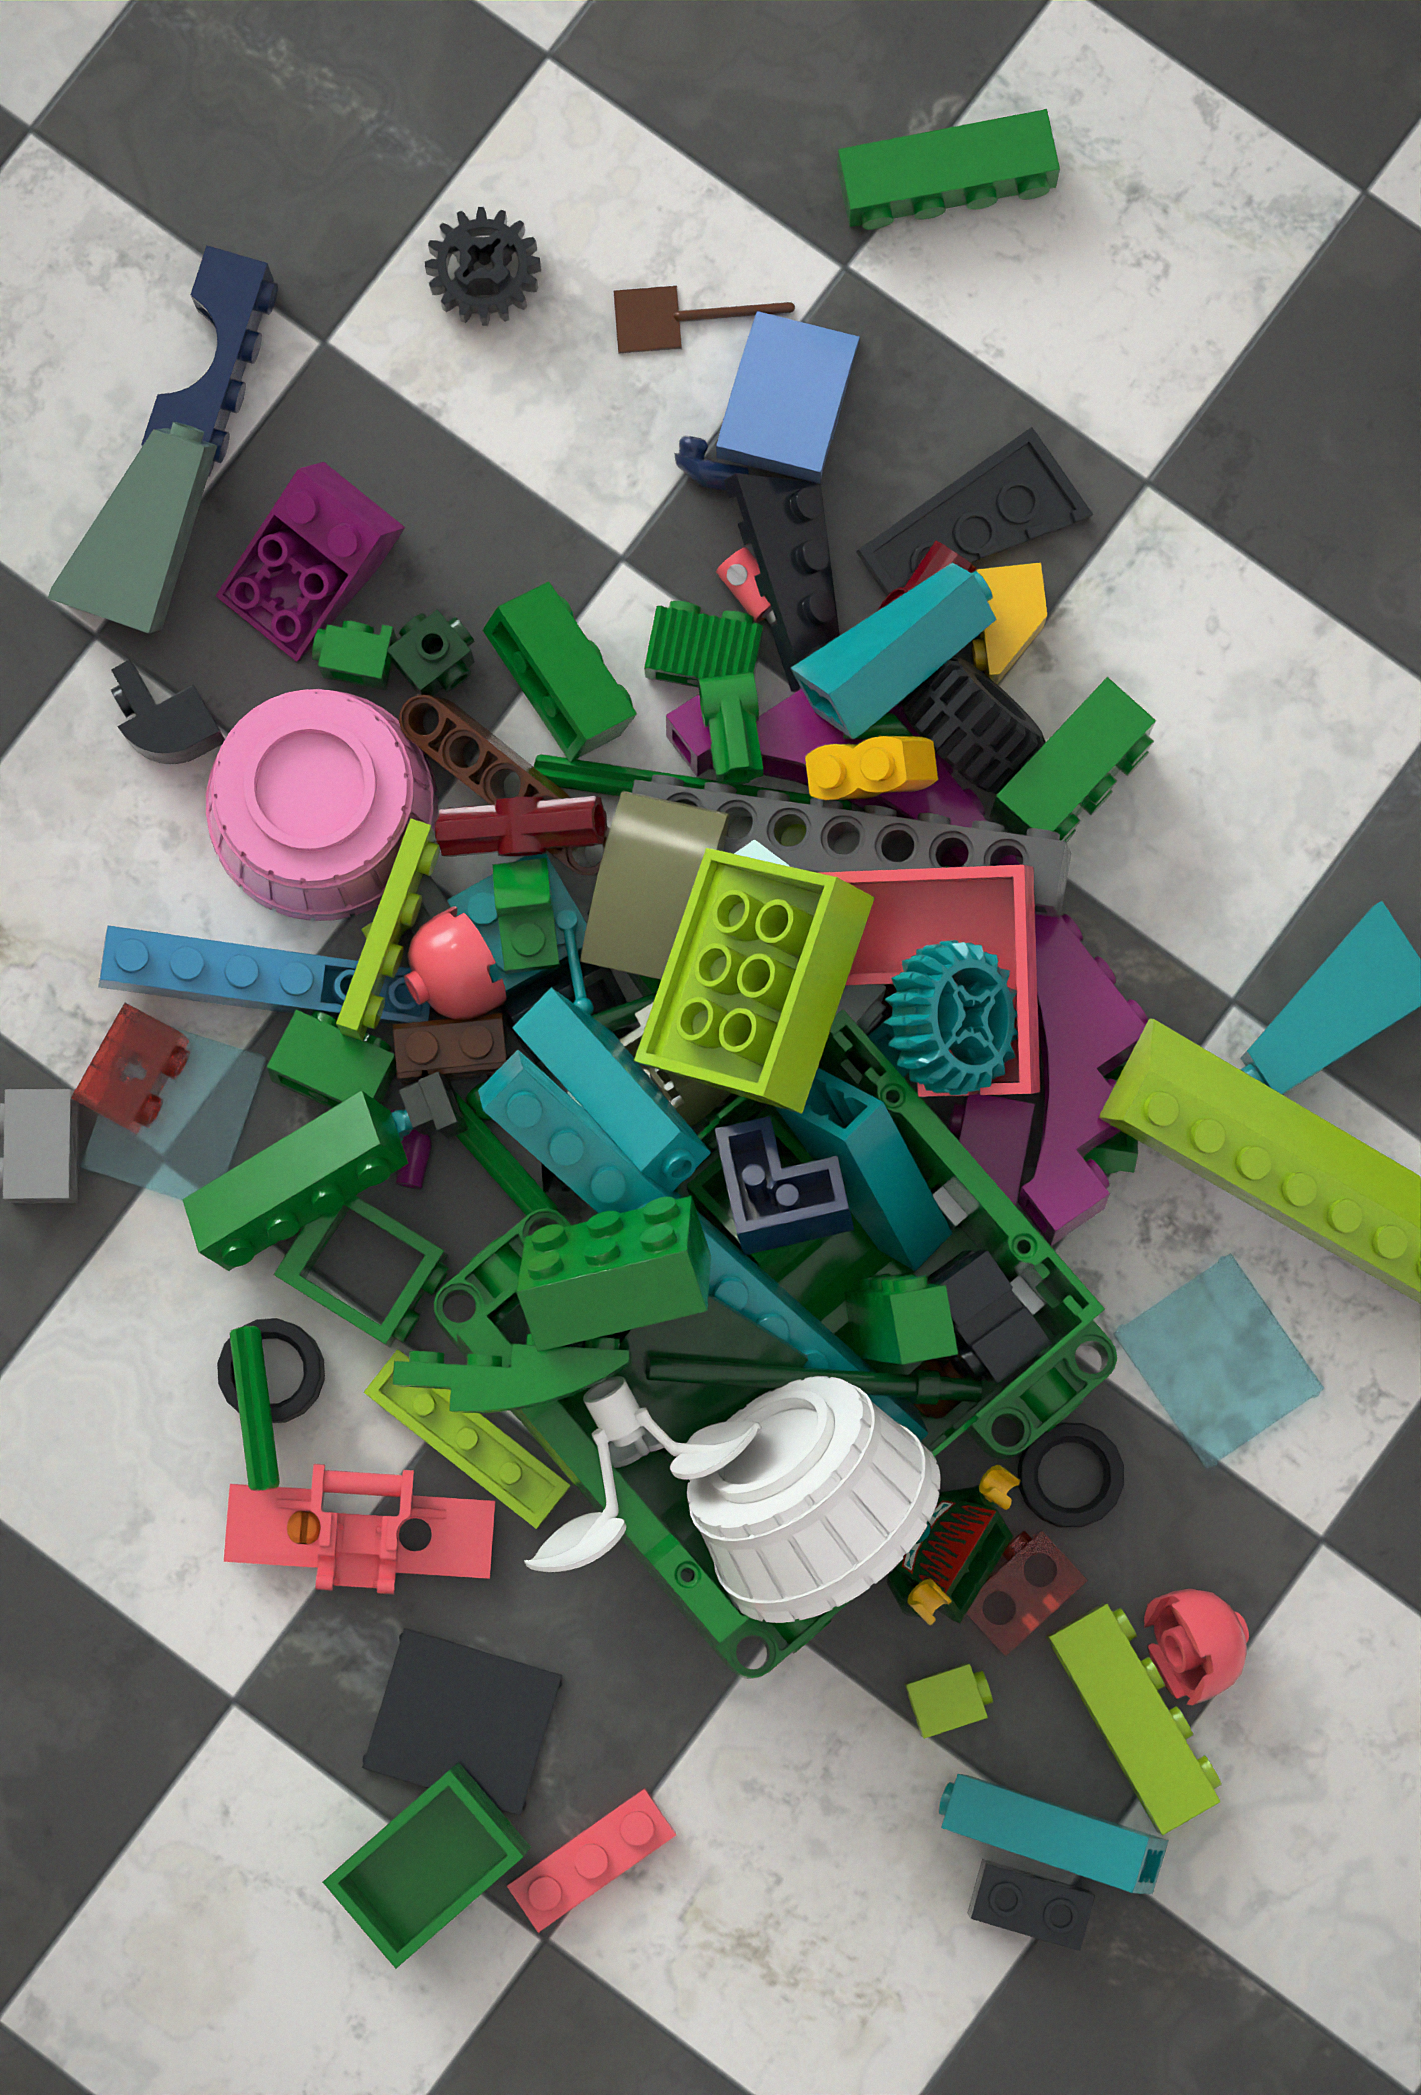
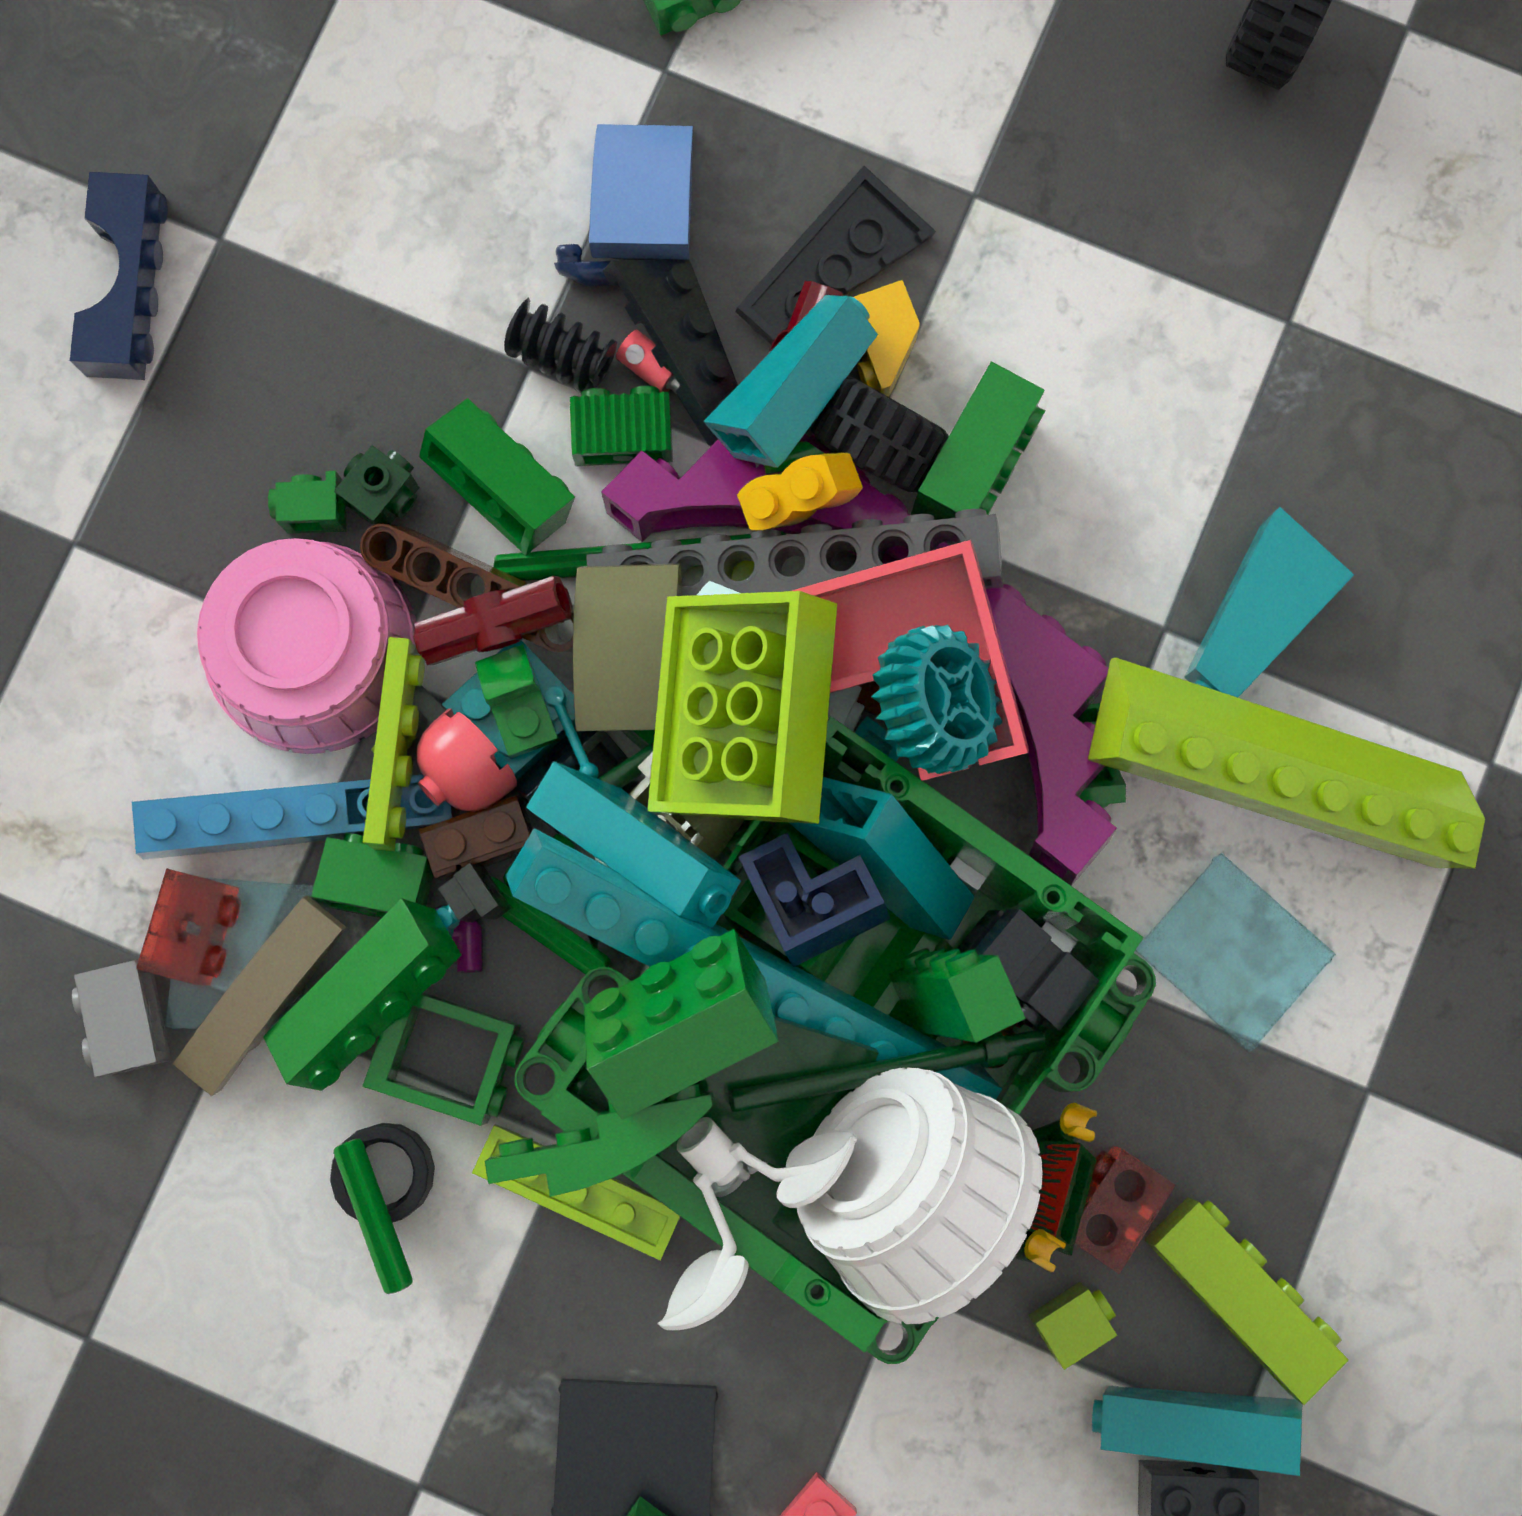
camera: 20 degrees left, 0 degrees up
(140, 536) = (87, 439): sand green slope -> none
(166, 731) = (155, 612): black brick -> none
(188, 1156) = (259, 995): none -> dark tan slope
(309, 558) = (247, 428): magenta slope -> none
(357, 1549) = (498, 1319): coral piece -> none
(471, 249) = (345, 144): black gear -> none
(651, 317) = (506, 153): reddish brown piece -> none
(657, 548) = (557, 349): none -> black piece
(731, 714) = (660, 476): green piece -> none
(995, 1136) = (995, 797): magenta slope -> none
(1112, 1475) = (1166, 1111): black tyre -> none
(1198, 1643) = (1287, 1217): coral cylinder -> none

